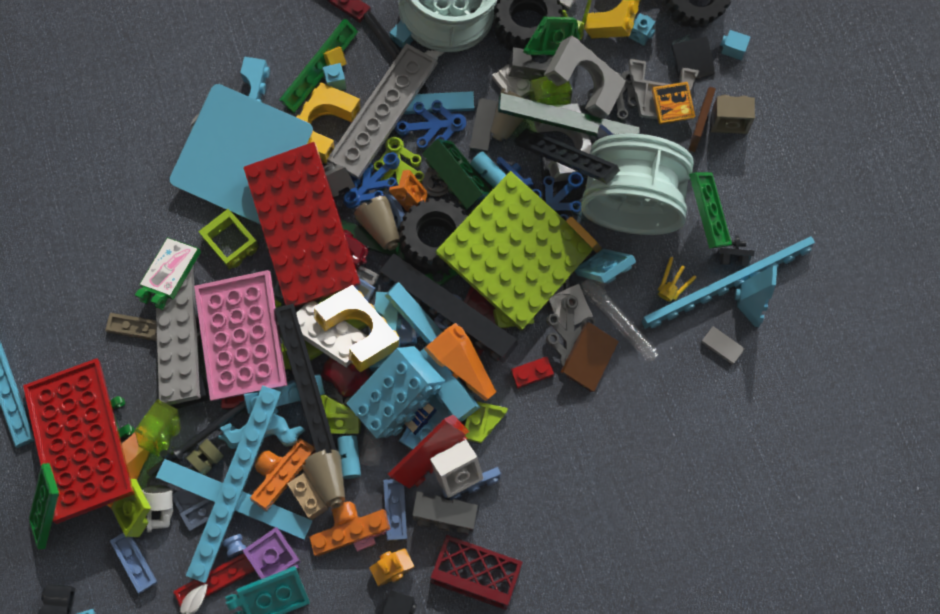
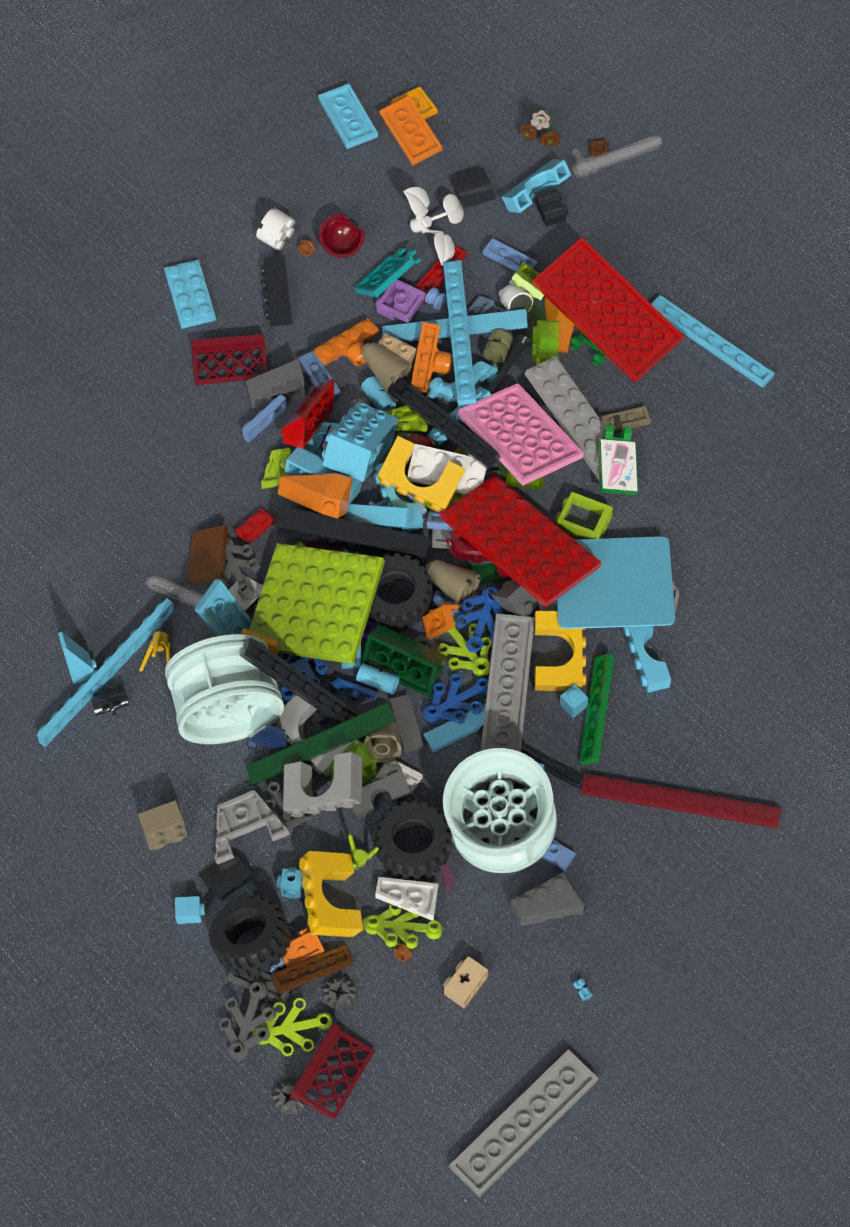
camera: 155 degrees right, 10 degrees down
(43, 506) = (598, 247): green tile -> none
(335, 56) = (584, 720): yellow tile -> none
(391, 567) = (299, 331): light orange hinge -> none
(457, 468) = (279, 407): white brick -> none
(550, 35) = (373, 816): green wing -> none
(673, 103) = (227, 814): tile -> none
(701, 119) = (191, 807): reddish brown tile -> none
(710, 209) = (146, 707): green tile -> none
(722, 345) = (91, 618): light grey tile -> none

